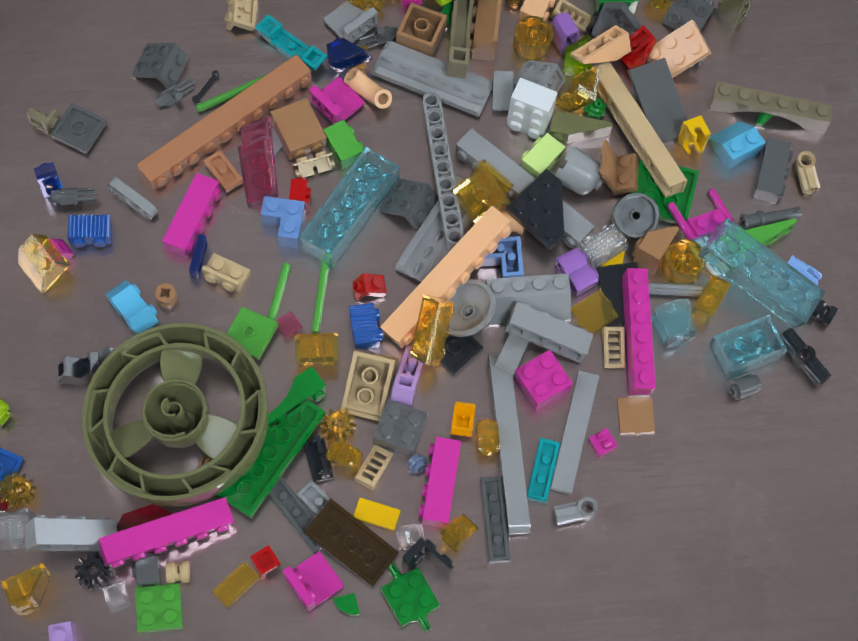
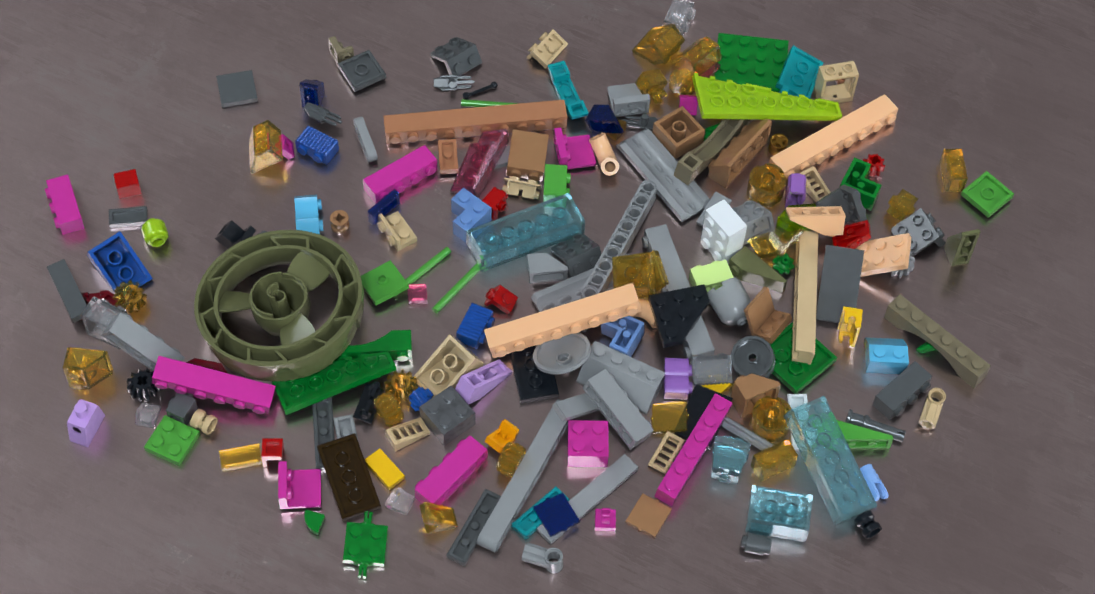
camera: 35 degrees right, 10 degrees down
(316, 348) = (425, 319): clear yellow slope -> none
(366, 427) = (420, 397): none -> blue gear
(389, 232) = (545, 268): none -> light grey slope
(417, 464) = (441, 448): sand blue plate -> none
(426, 549) = (393, 511): black bracket -> none
(432, 330) = (522, 352): clear yellow slope -> none
(560, 464) = (556, 514): none -> clear blue piece
(703, 224) = (800, 396): dark pink plate -> none
(812, 367) = (825, 560): black piece -> none

